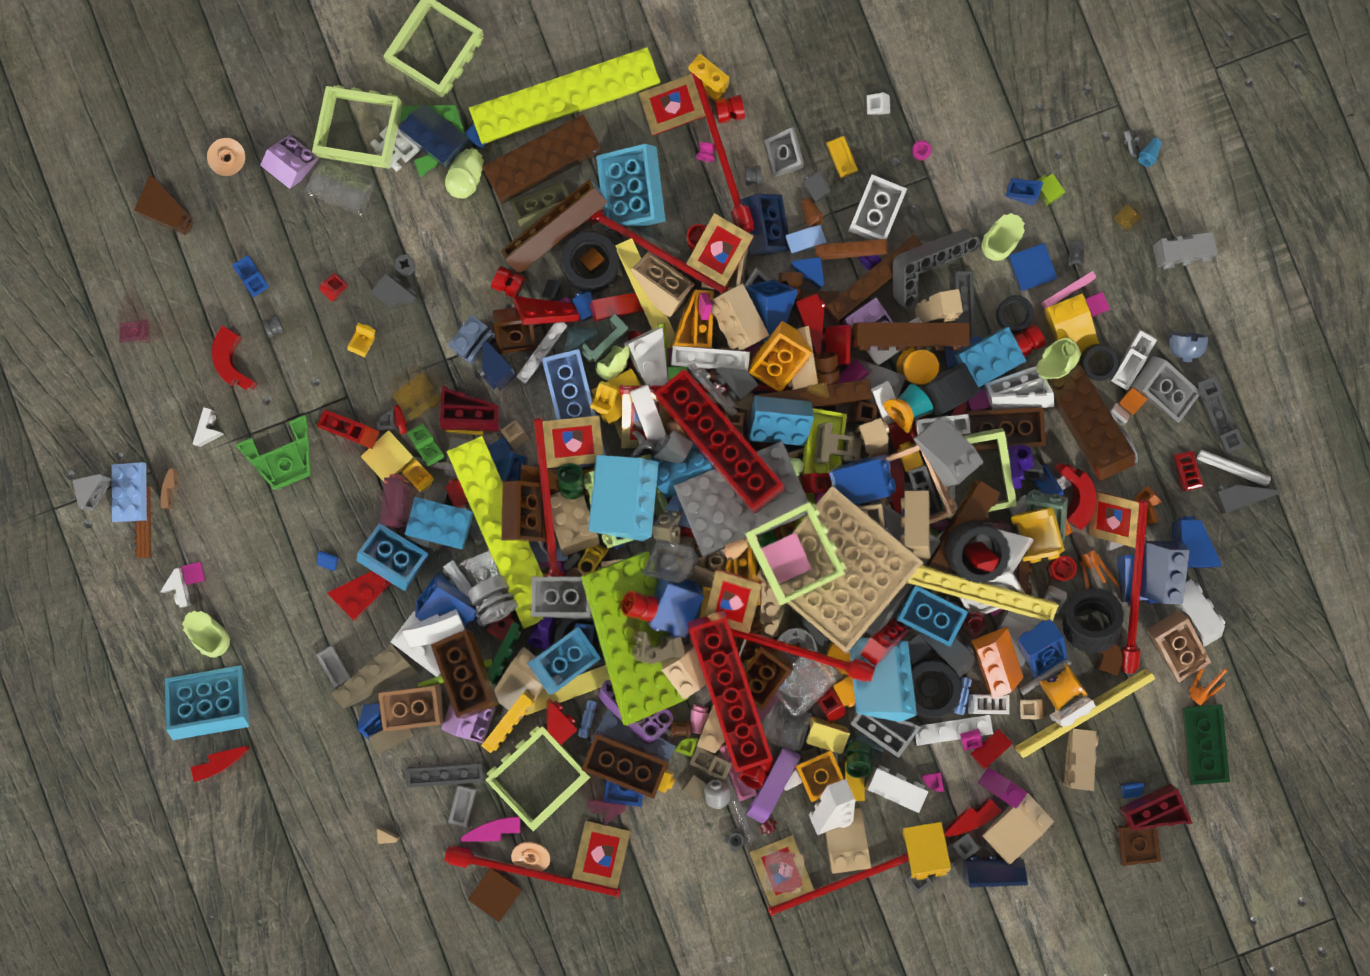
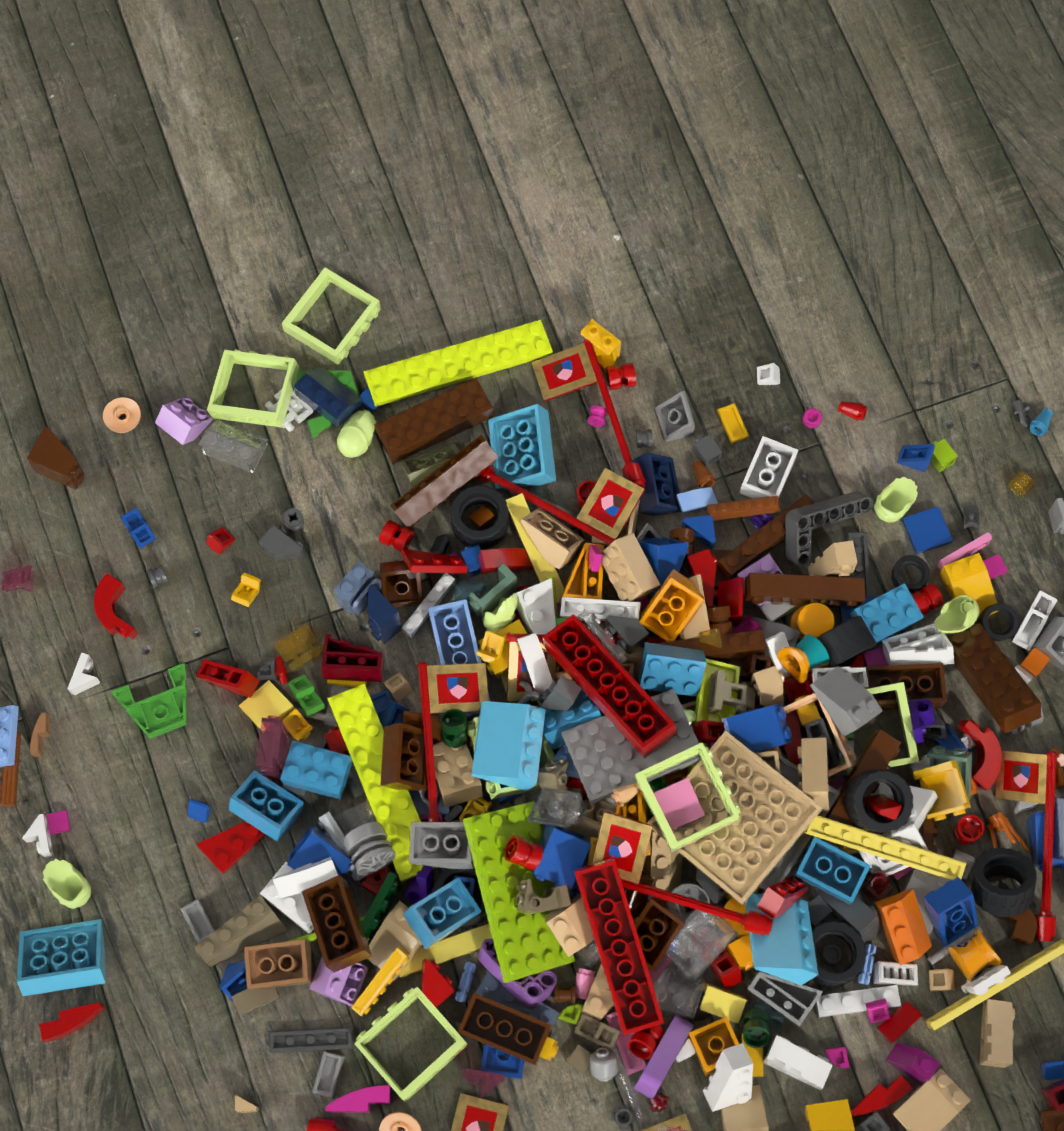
camera: 10 degrees right, 15 degrees down
(962, 141) = (853, 410): none -> red cone

